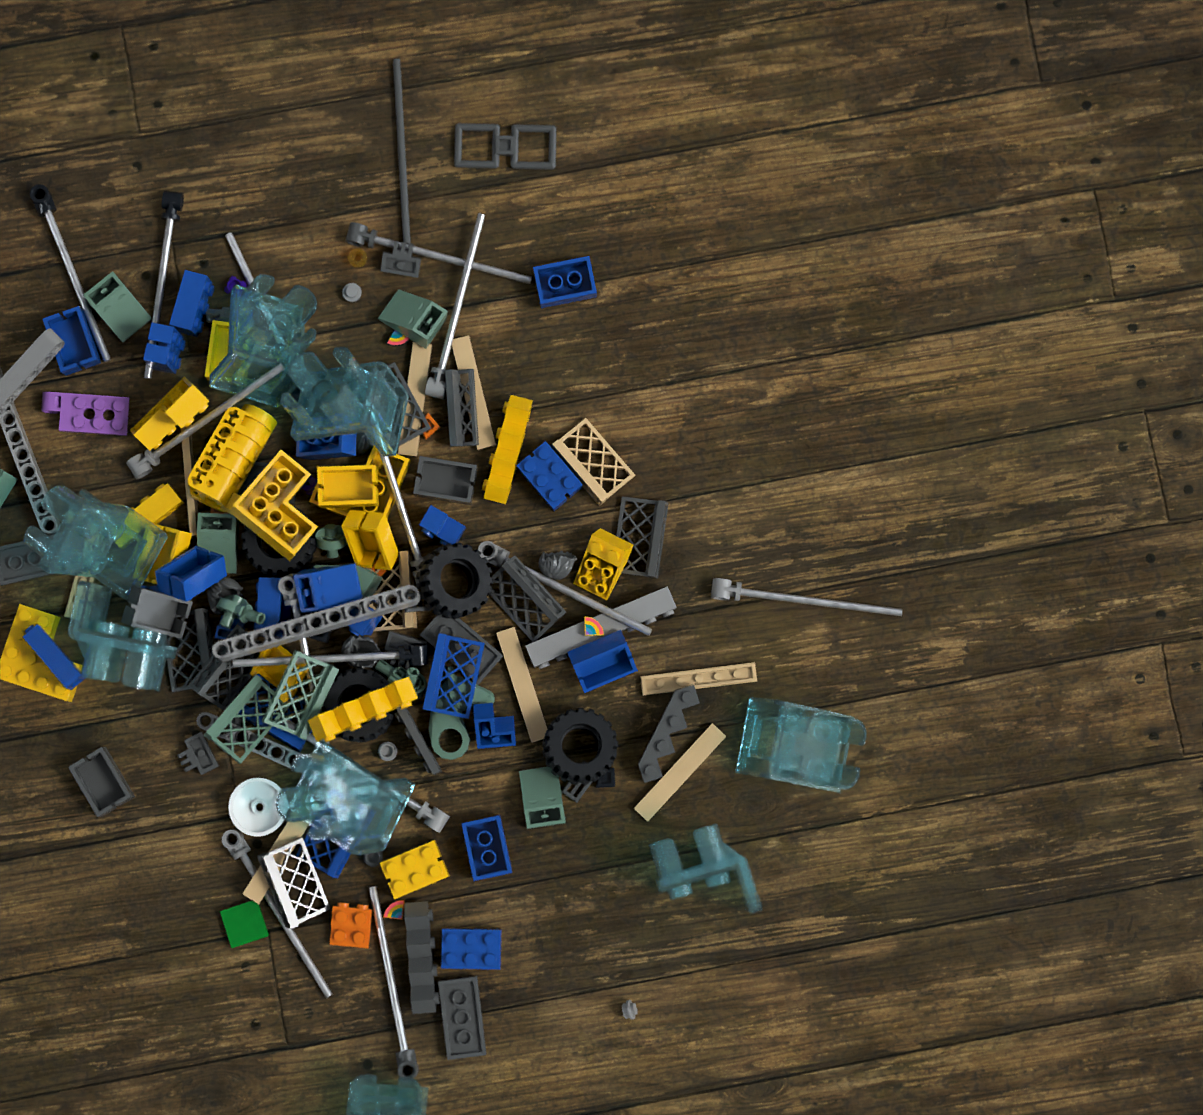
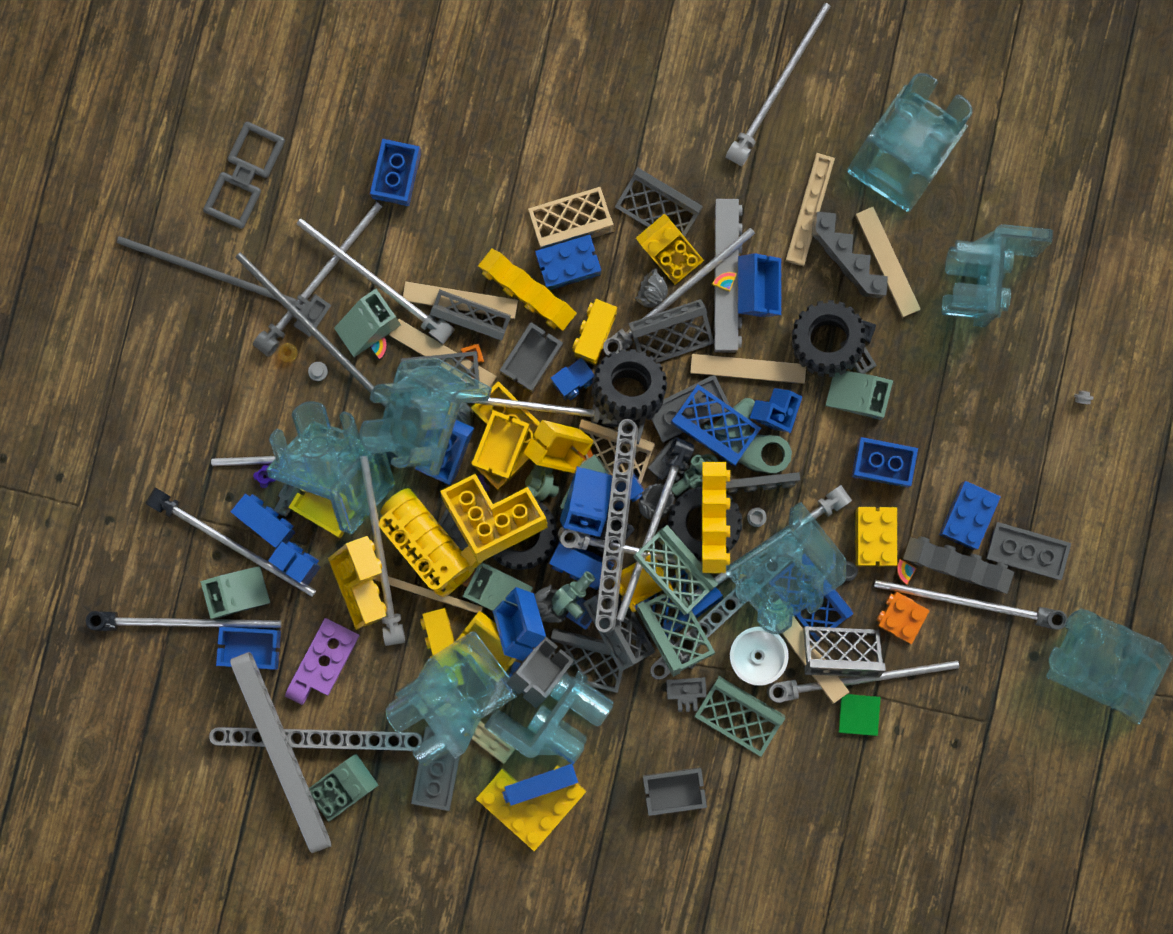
camera: 65 degrees left, 0 degrees up
(213, 817) = (750, 702): none -> sand green fence
(388, 263) = (305, 322): none -> dark grey piece
(493, 527) = (594, 331): none -> yellow piece

